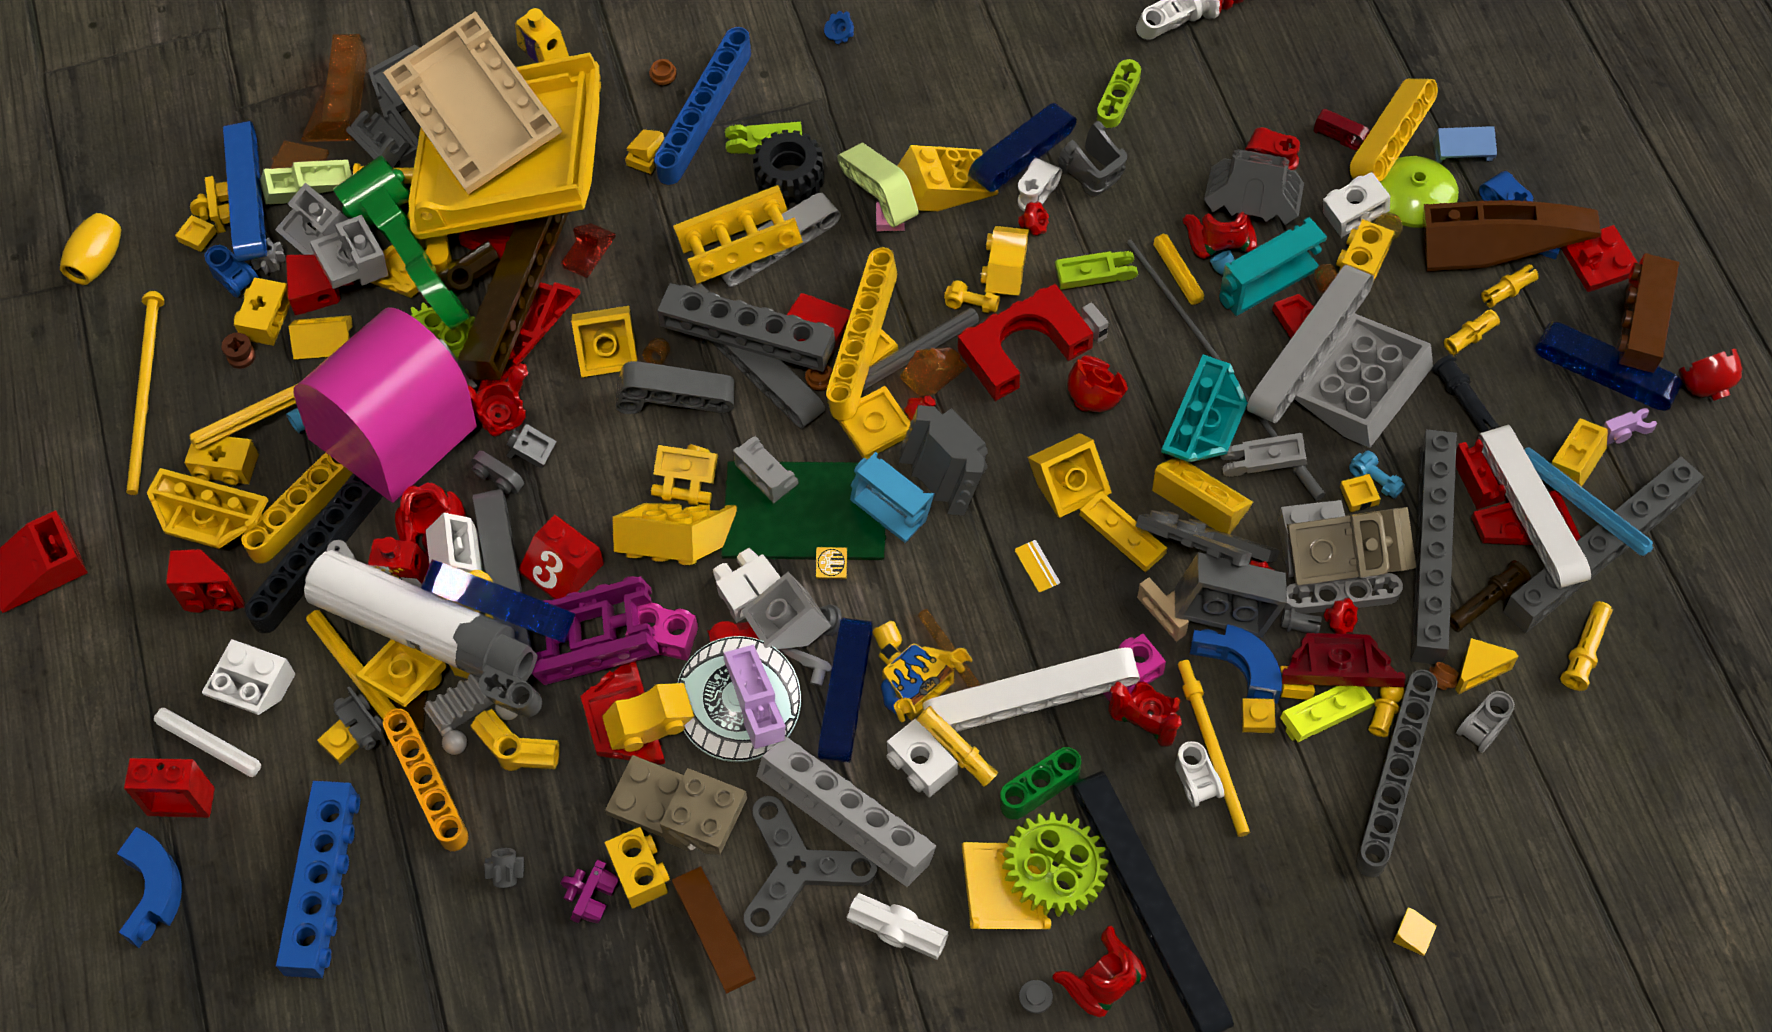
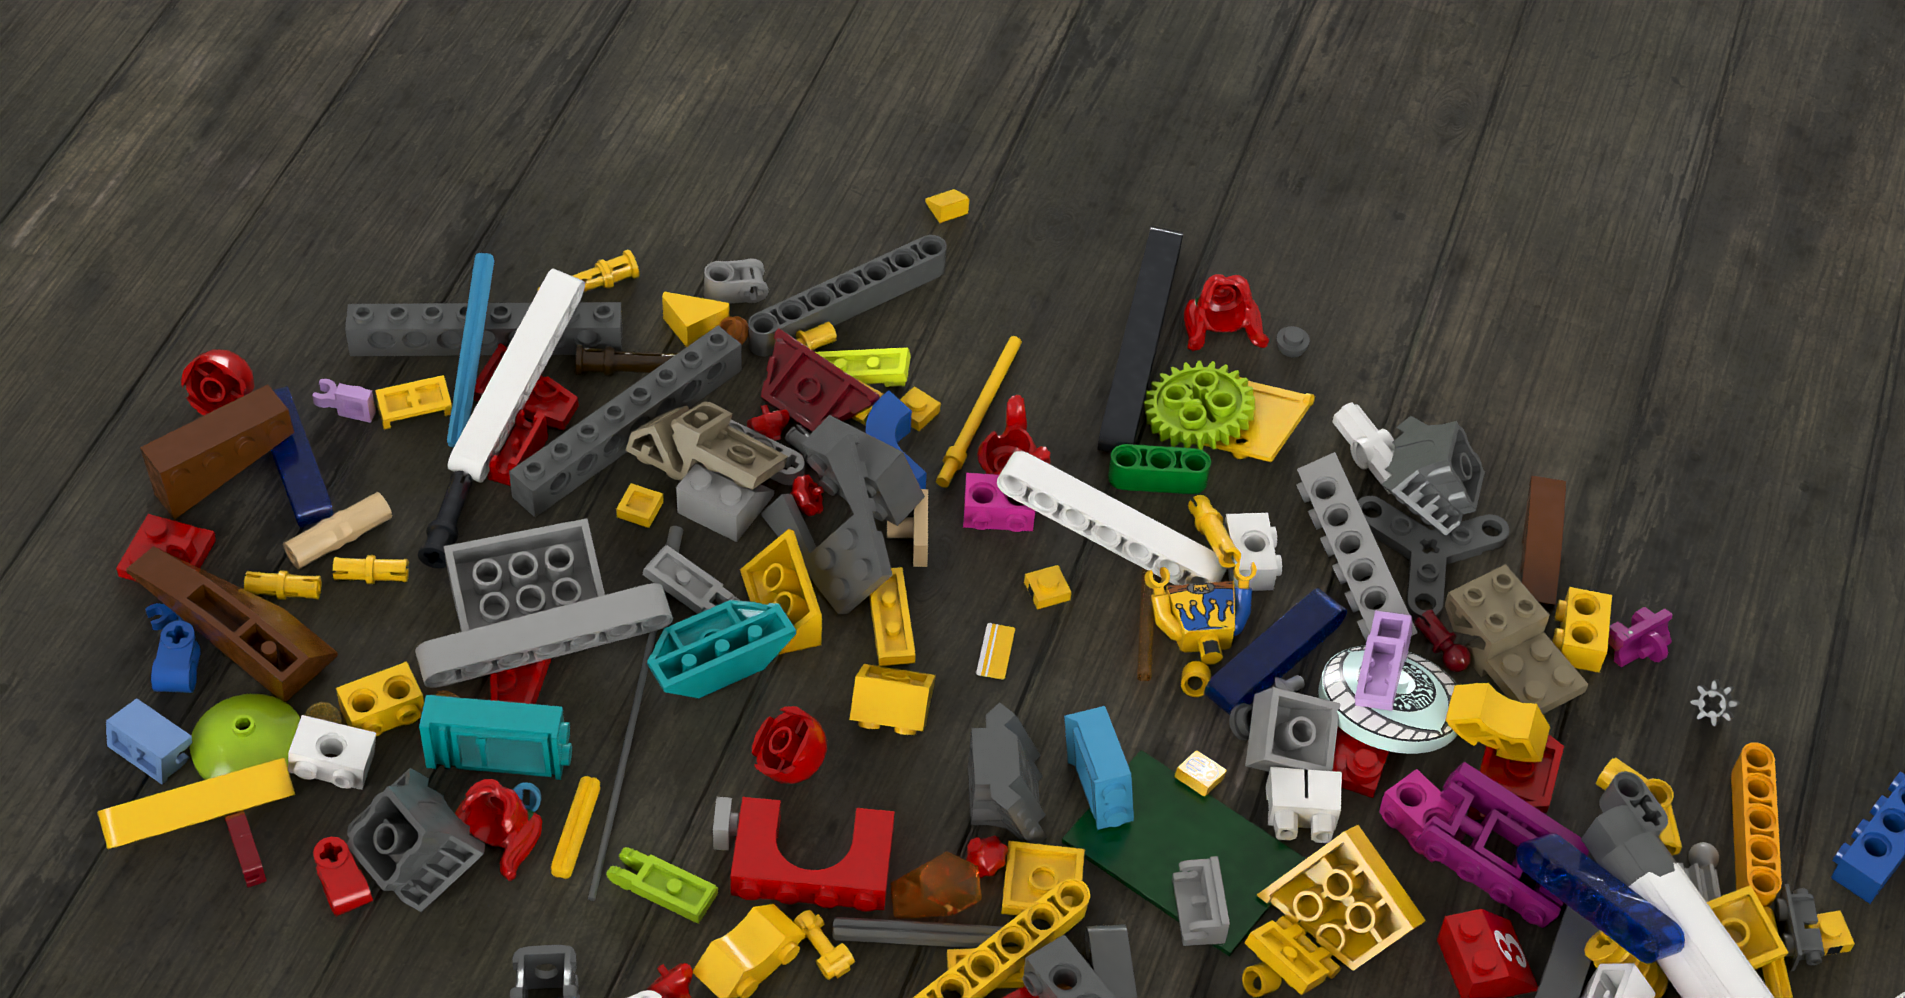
camera: 150 degrees left, 10 degrees down
(753, 786) = (1455, 656): none -> dark red pin
(830, 914) = (1435, 473): none -> dark grey slope
(1042, 634) = (1047, 587): none -> yellow plate
(1199, 780) = (1016, 383): white piece -> none
(1366, 464) = (607, 525): dark azure bar -> none
(1520, 339) = (337, 530): none -> tan axle

